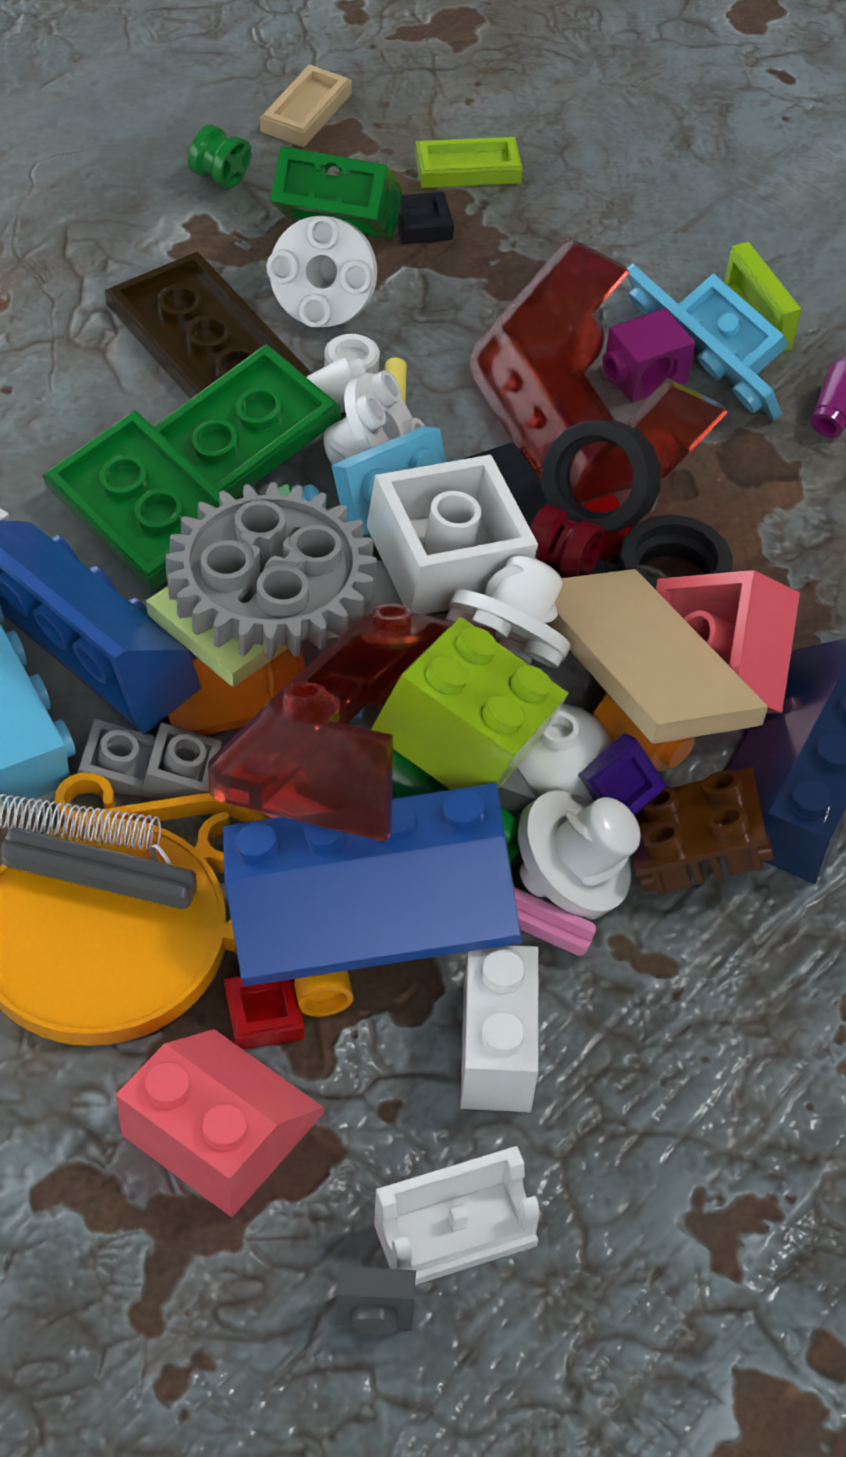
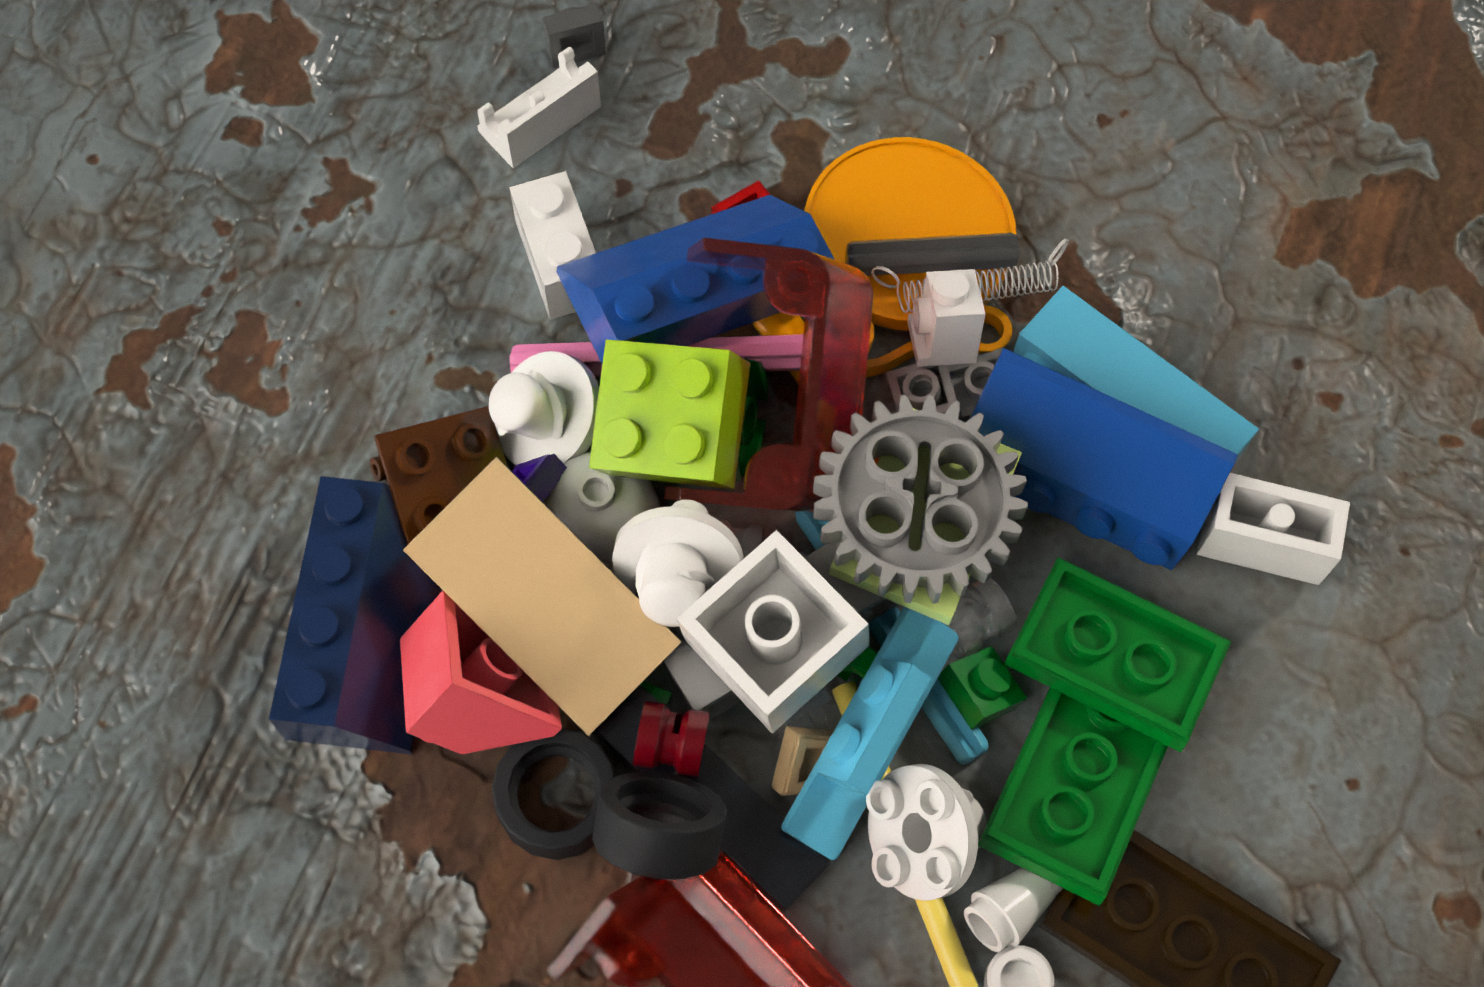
camera: 160 degrees right, 15 degrees up
(131, 772) = (947, 319): none -> white brick
(214, 1116) = (741, 115): coral slope -> none

